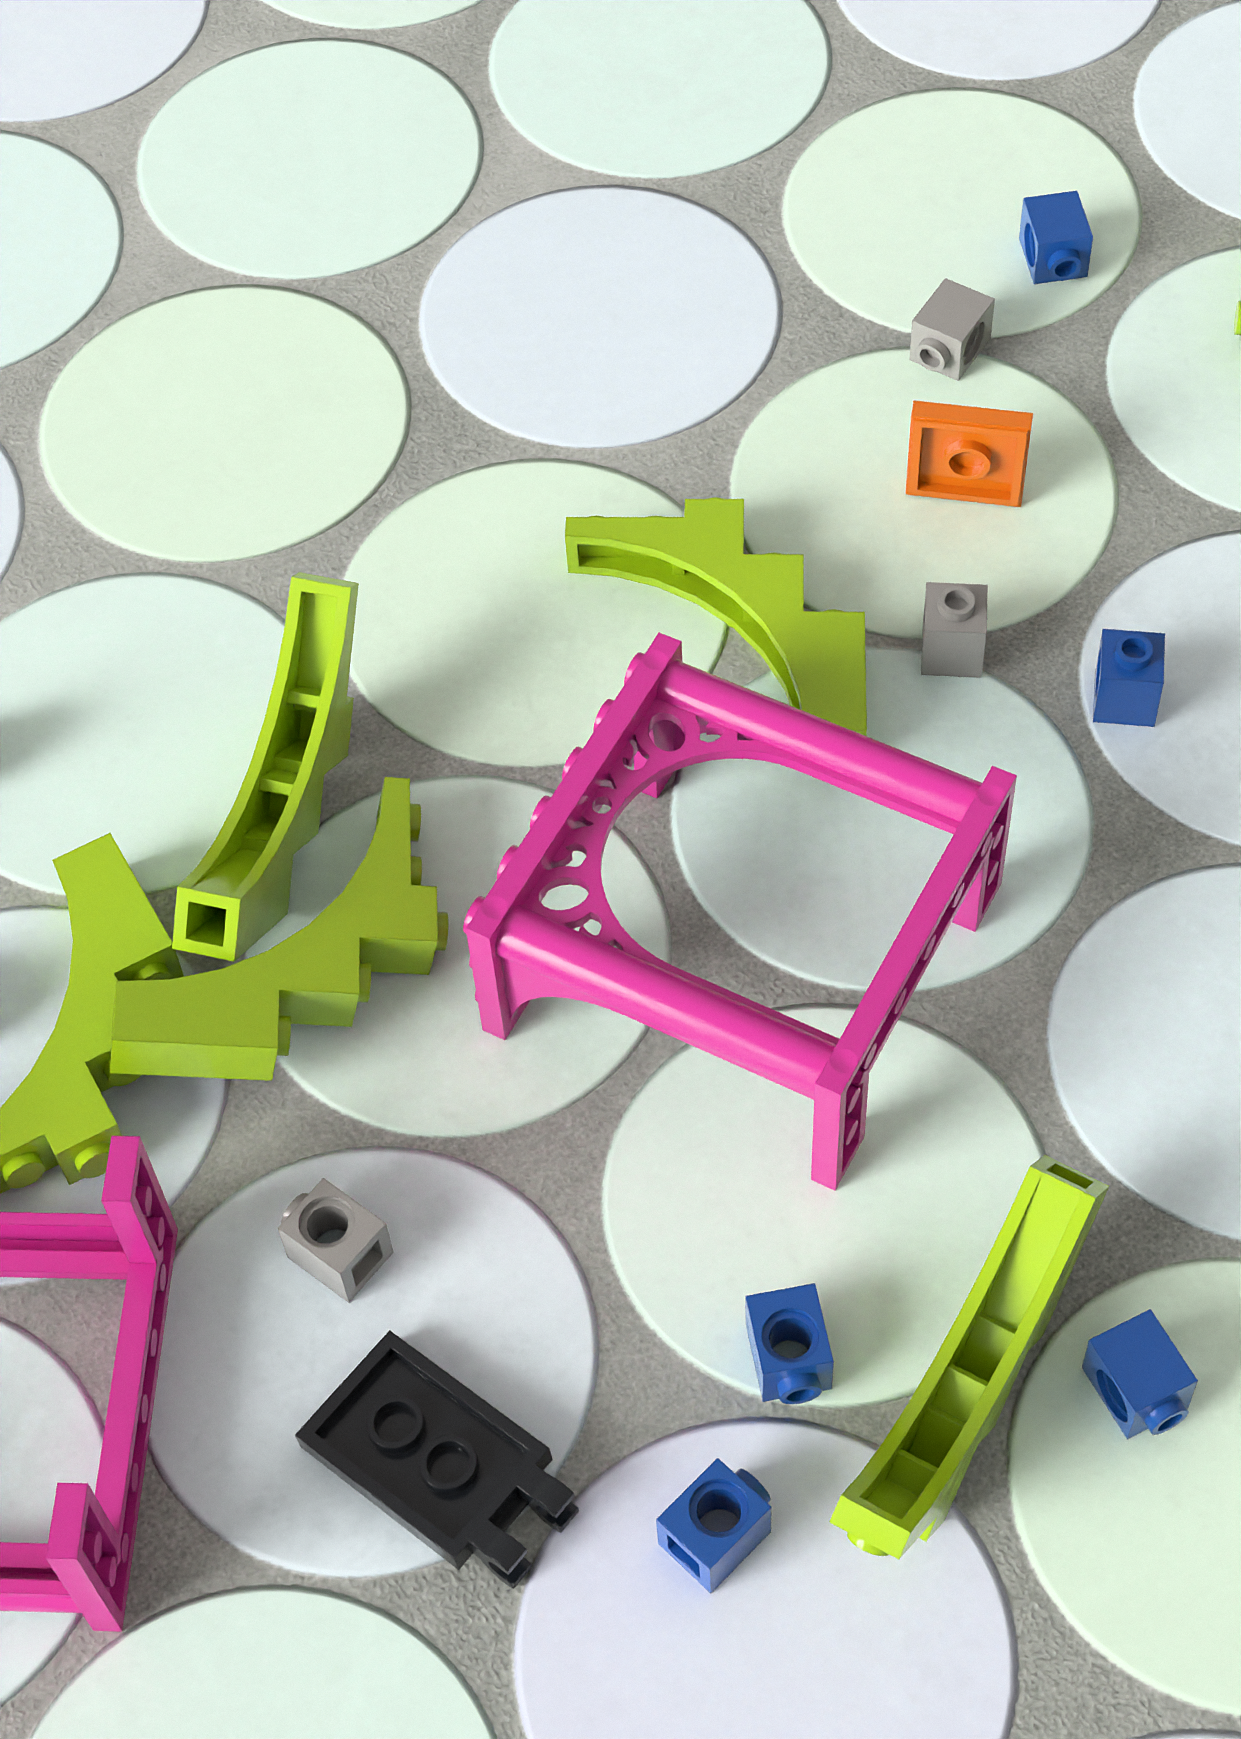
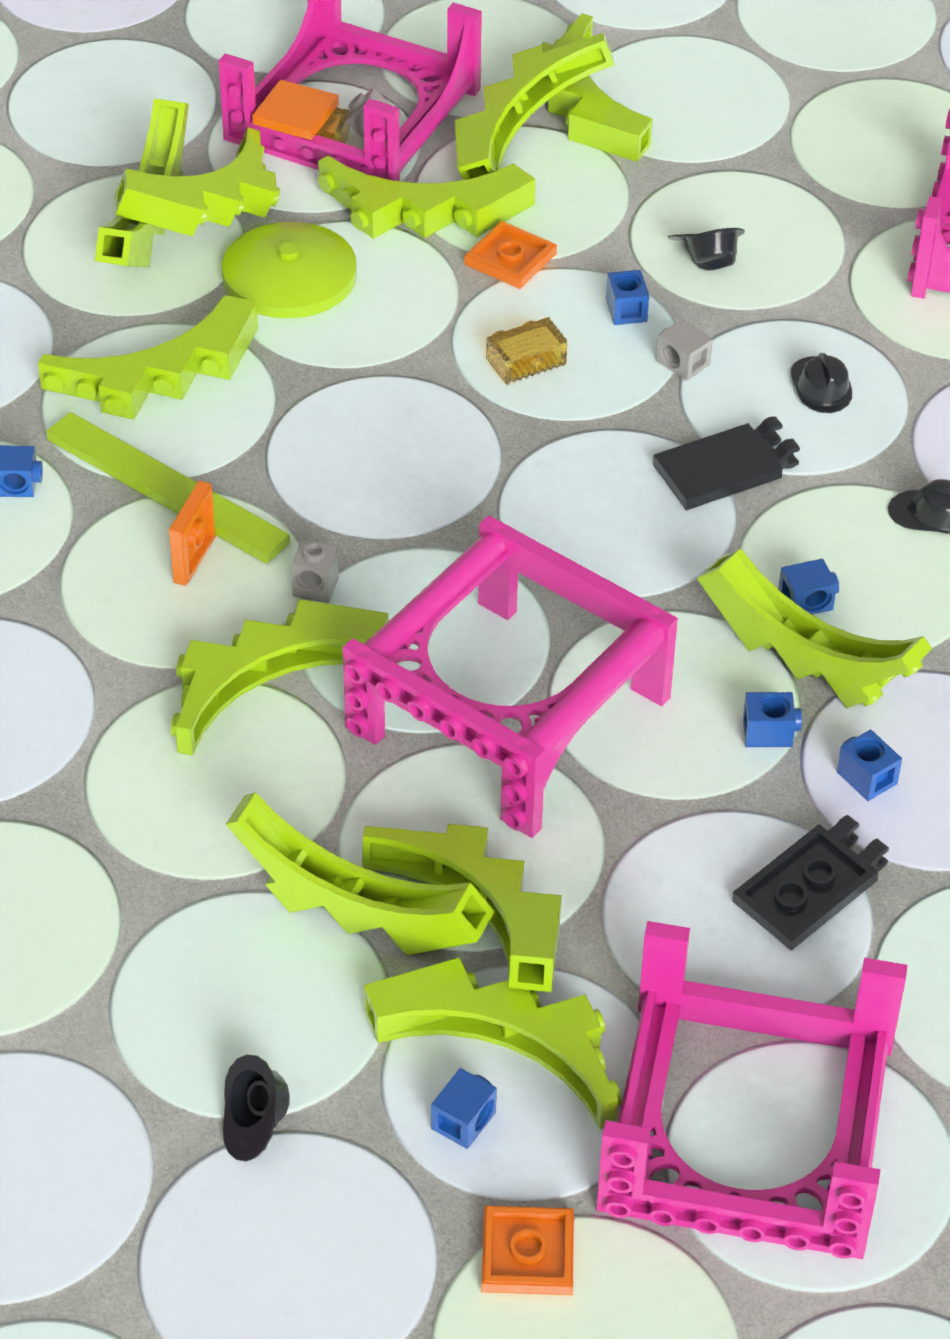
camera: 85 degrees left, 10 degrees down
(342, 1264) = (674, 903): light grey brick -> none
(951, 329) = (71, 531): light grey brick -> none
(1095, 429) = (164, 485): none -> lime tile
(1129, 677) = (373, 504): blue brick -> none

